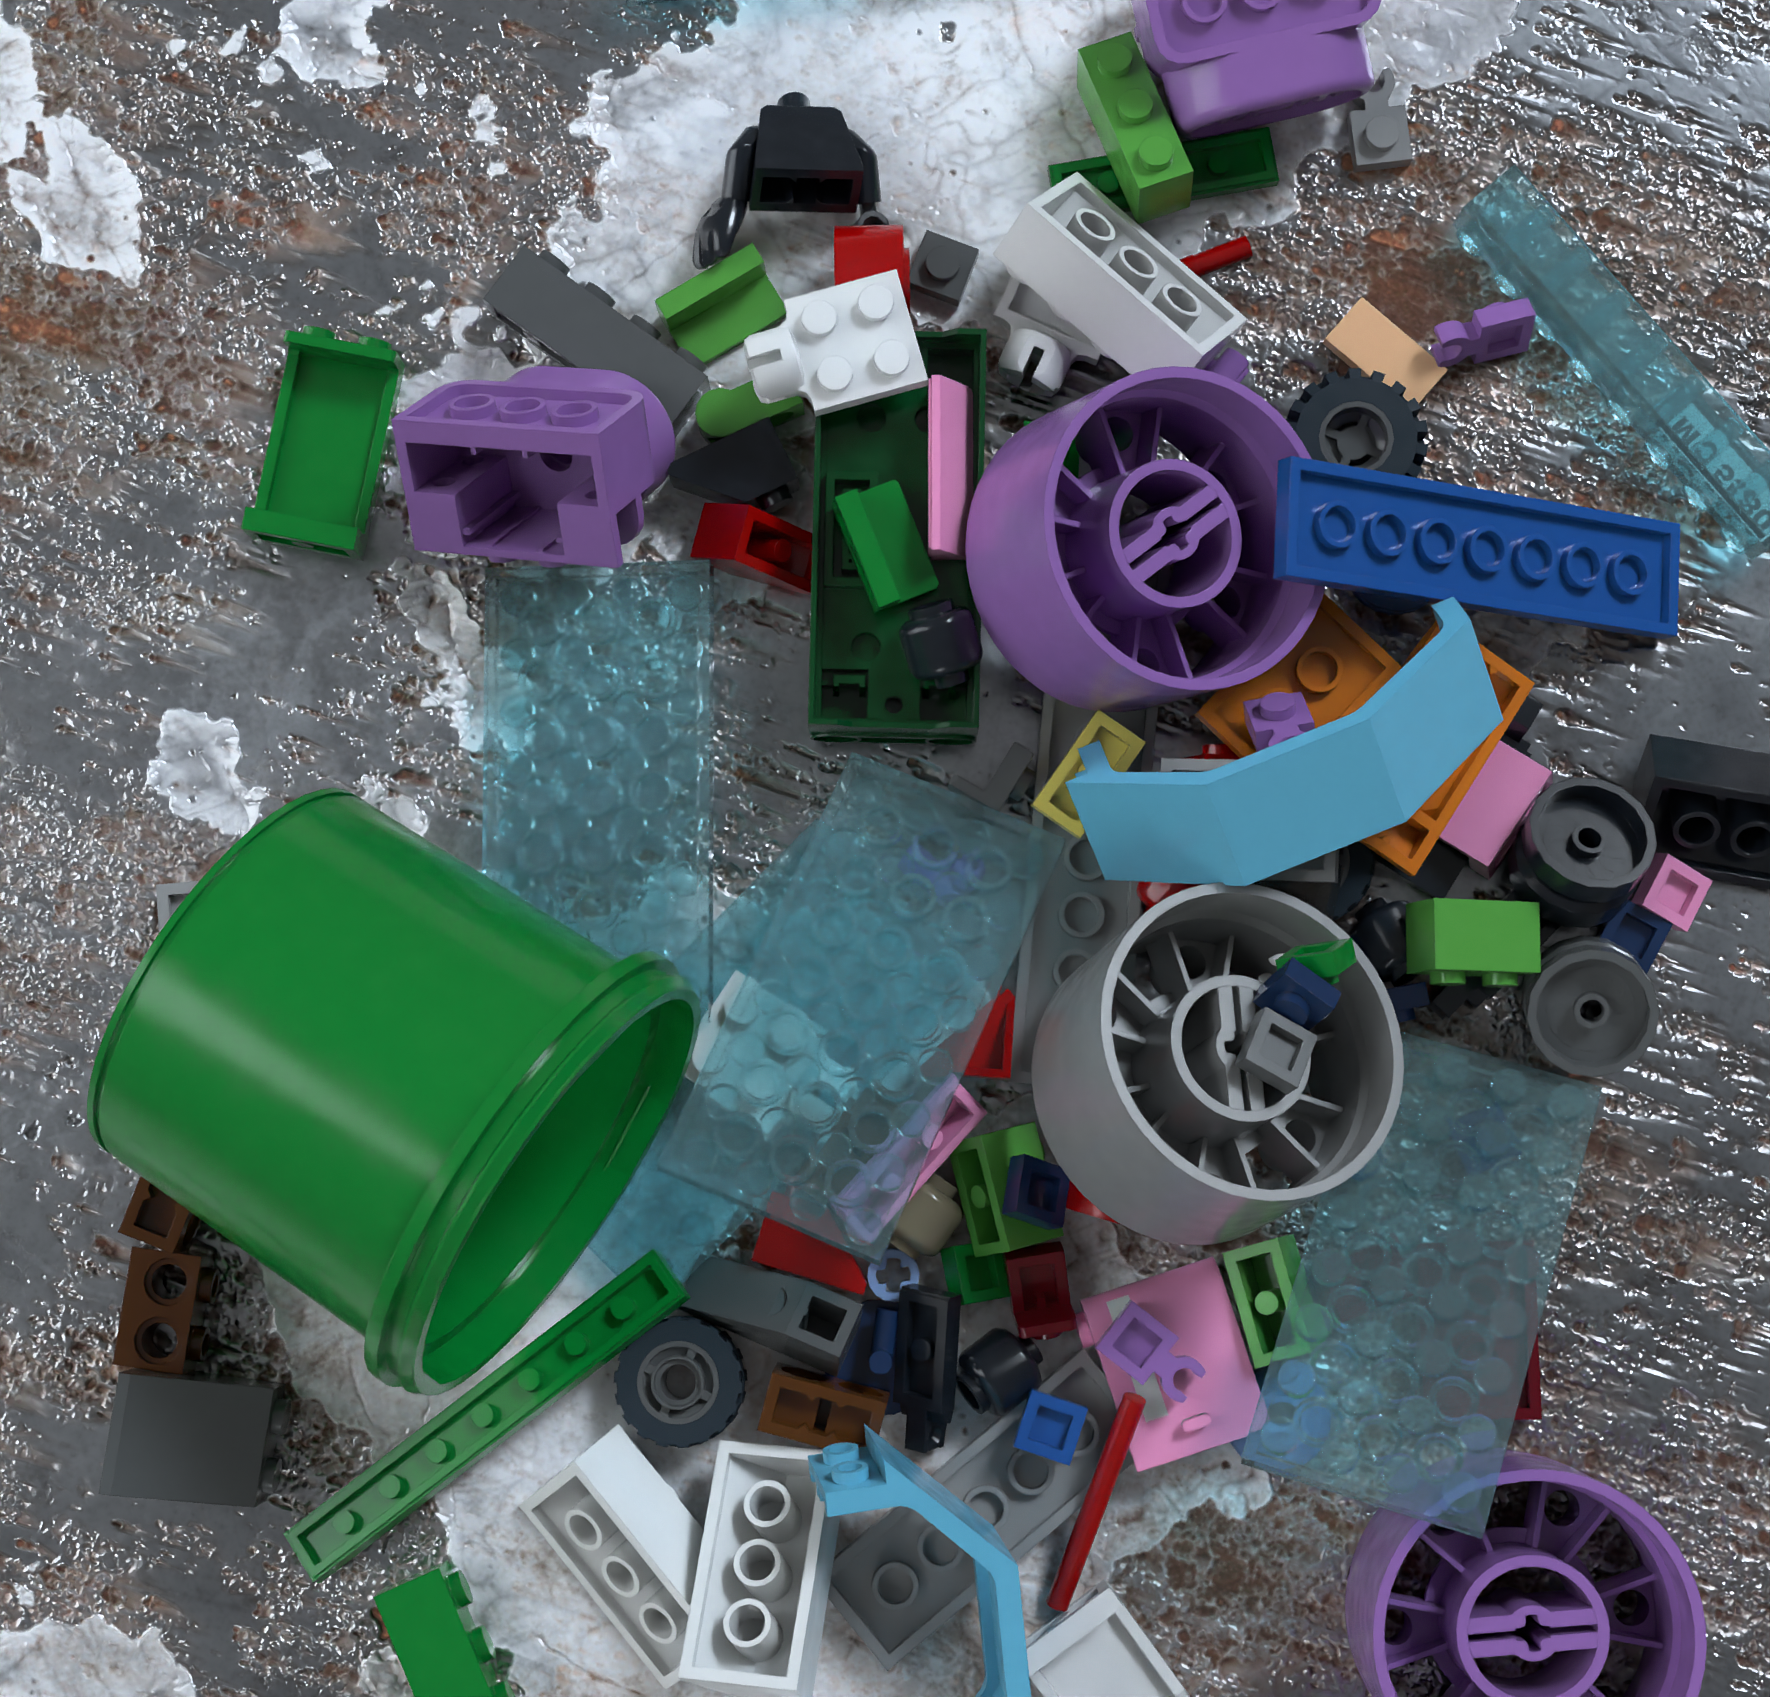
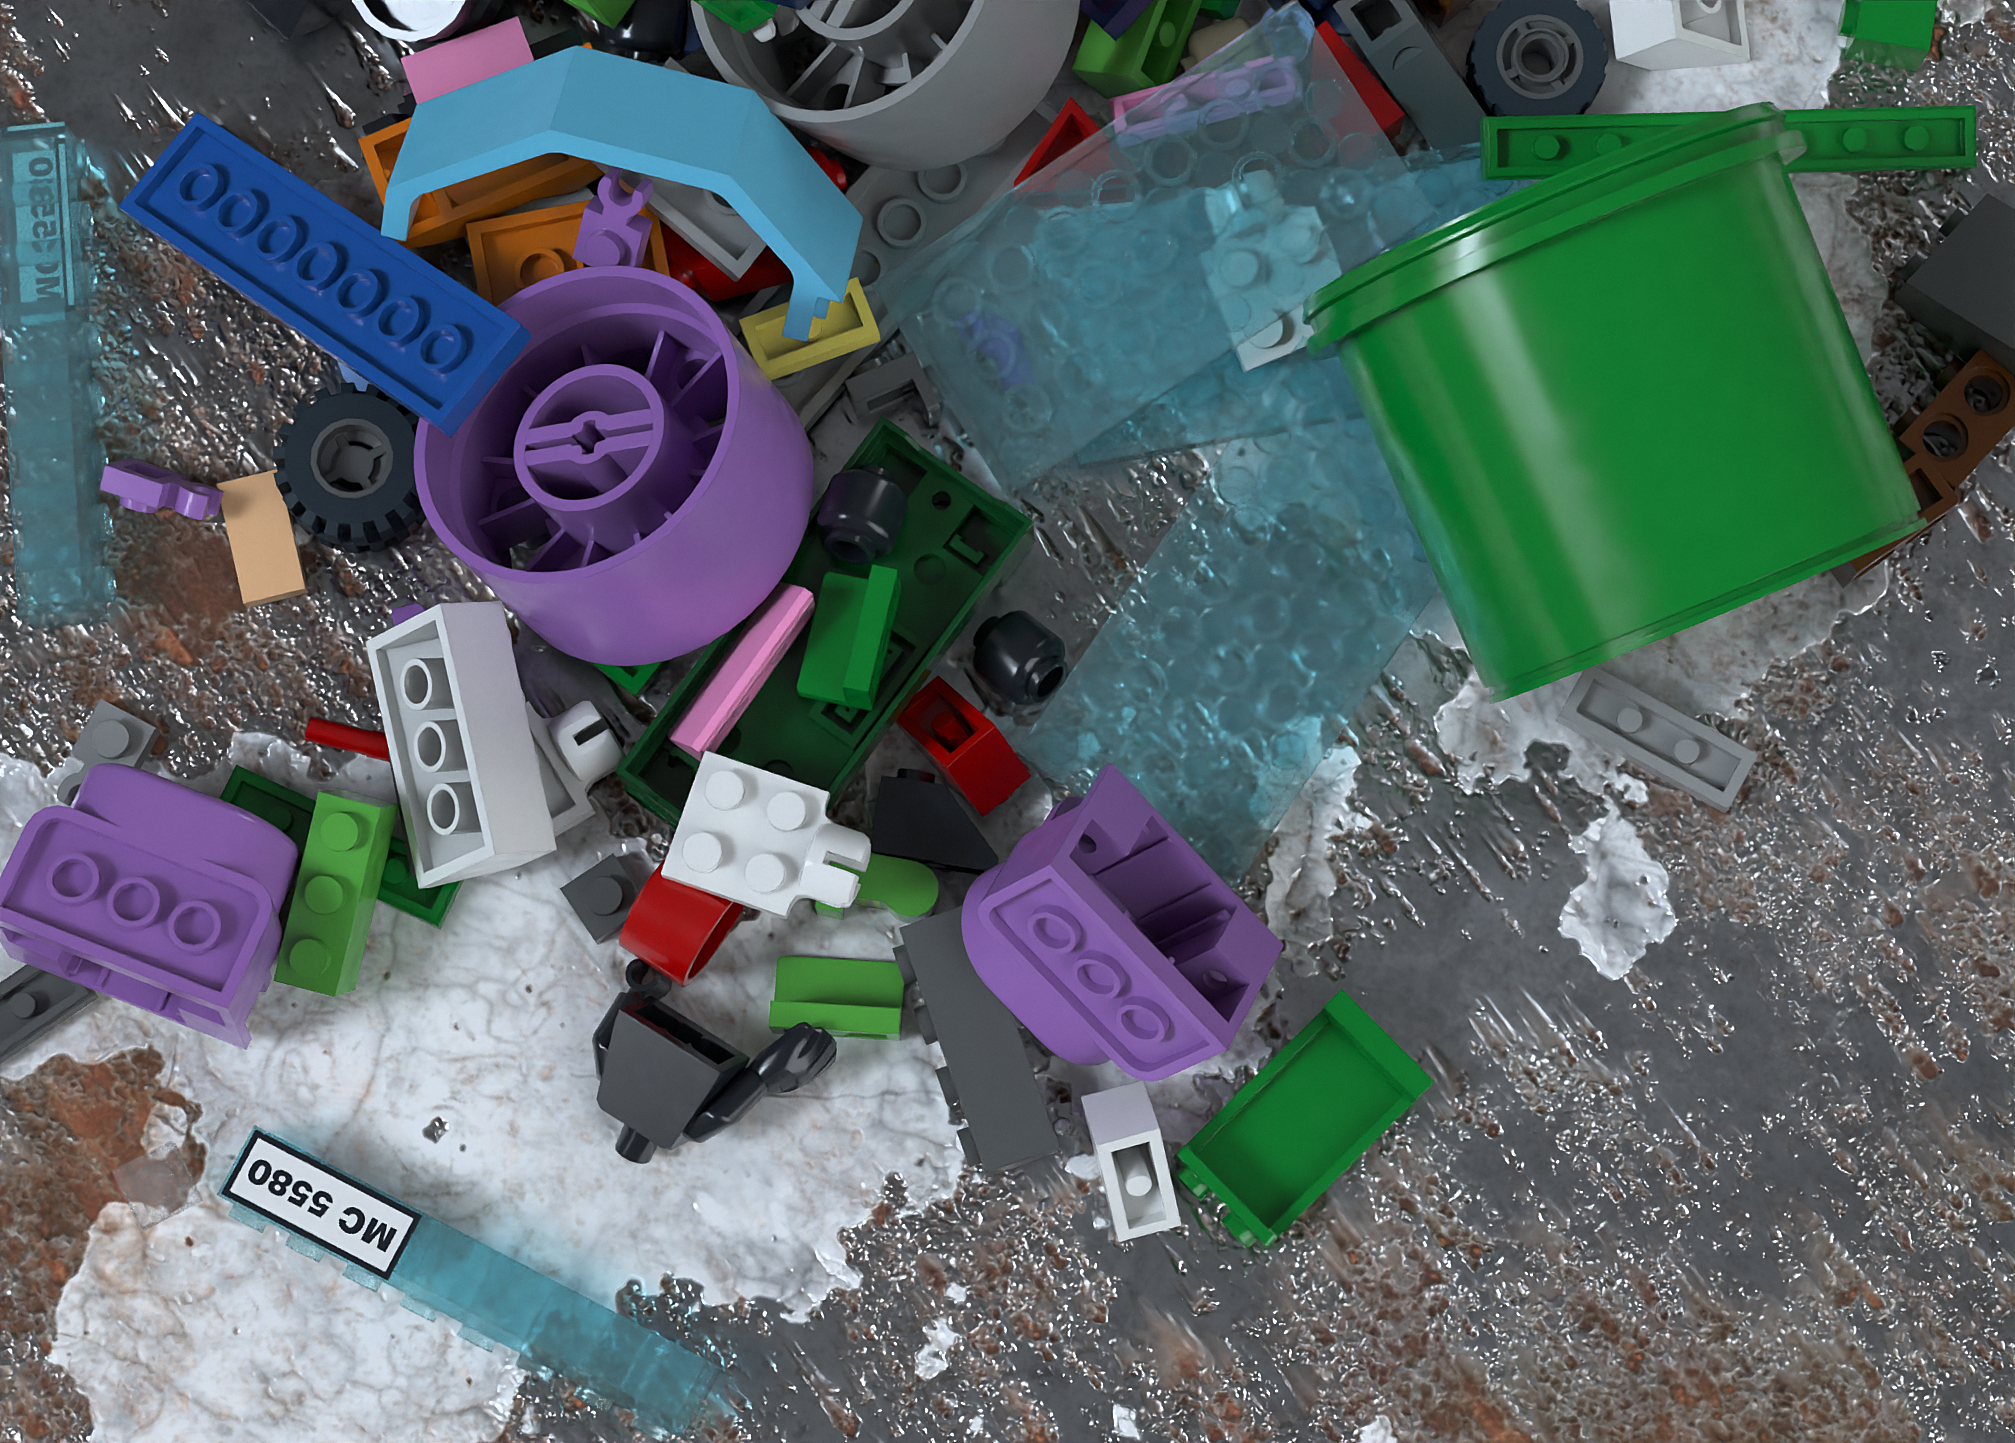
camera: 145 degrees left, 5 degrees down
(431, 333) = (1131, 1160): none -> white slope
(761, 641) = (1019, 657): none -> black head

